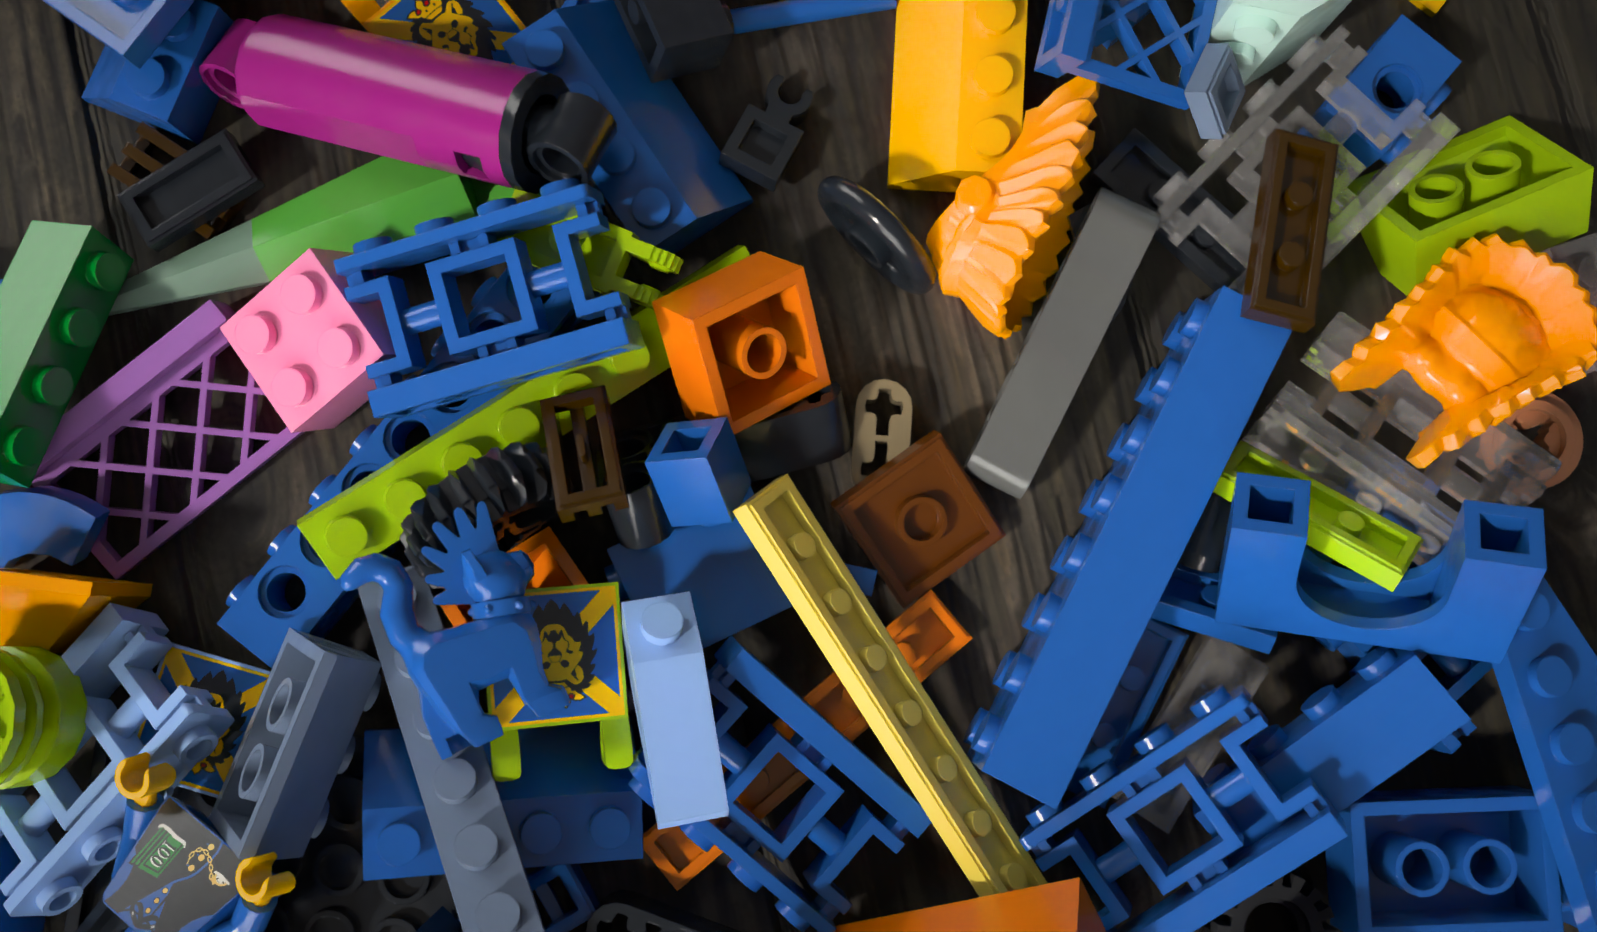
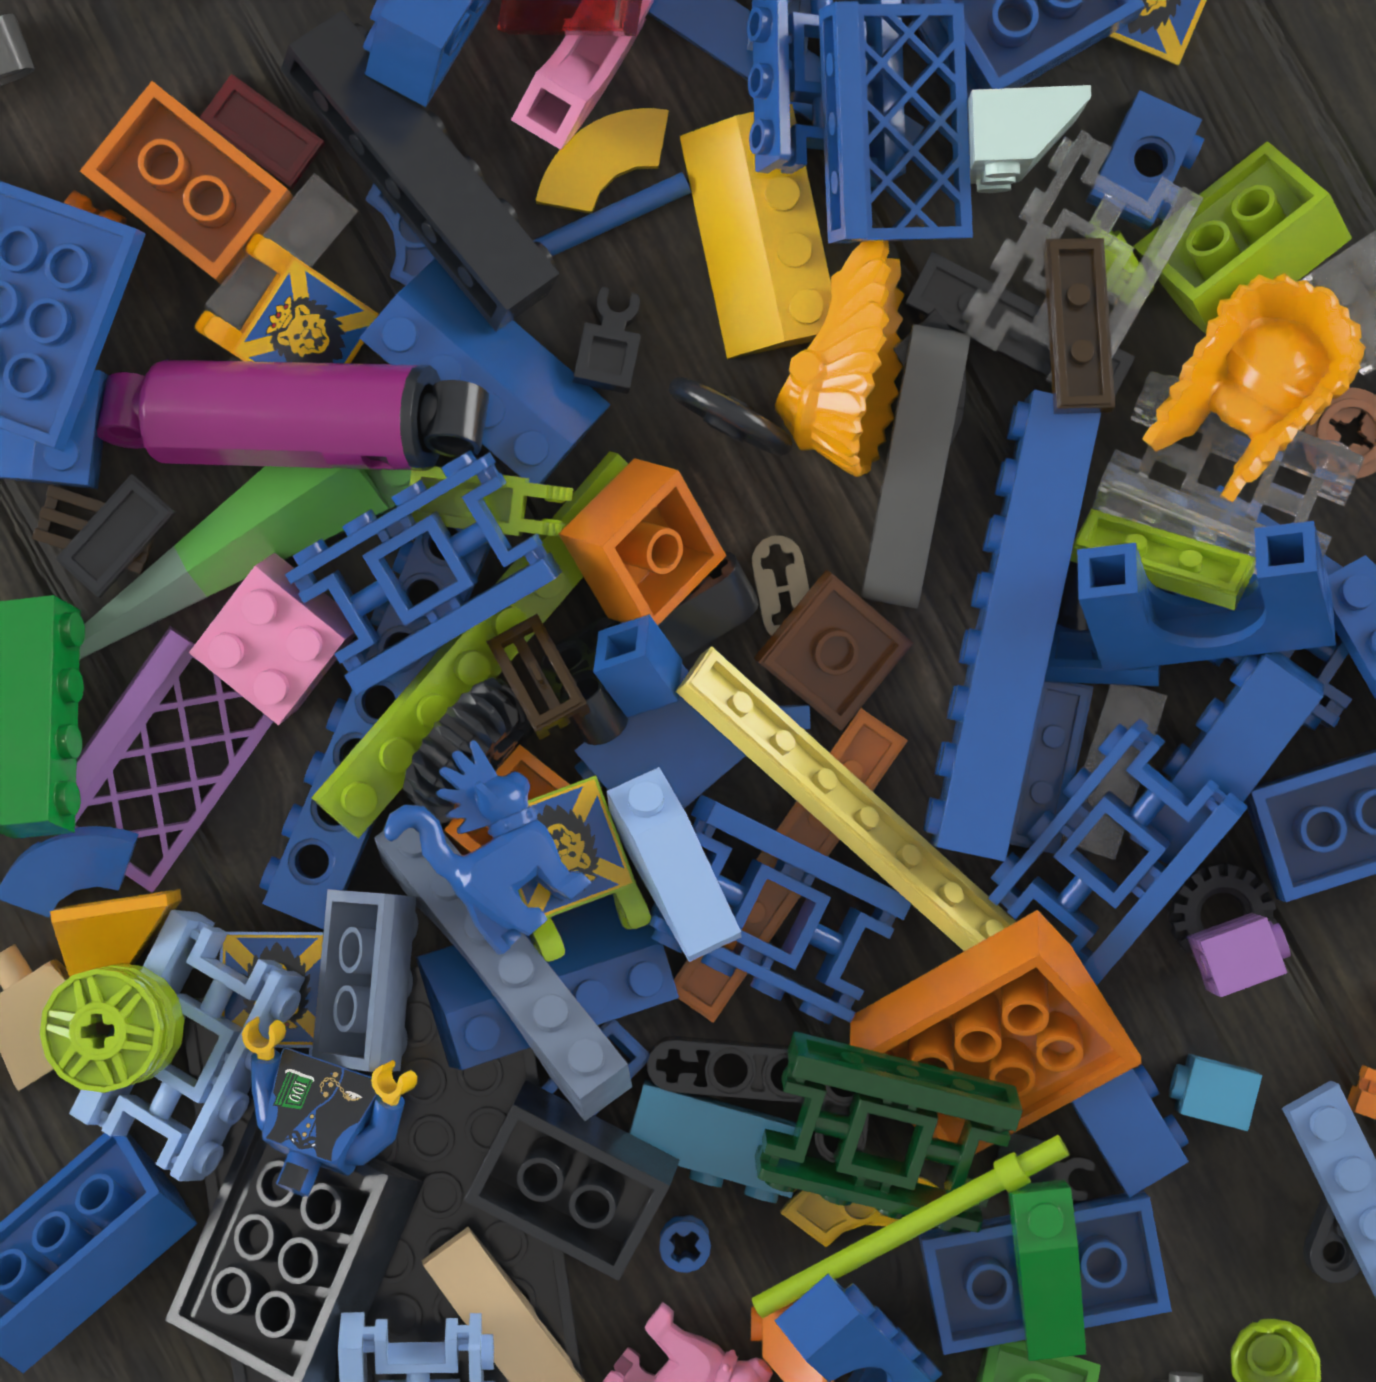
camera: 15 degrees left, 5 degrees up
(1215, 91) = (987, 219): sand blue tile -> none

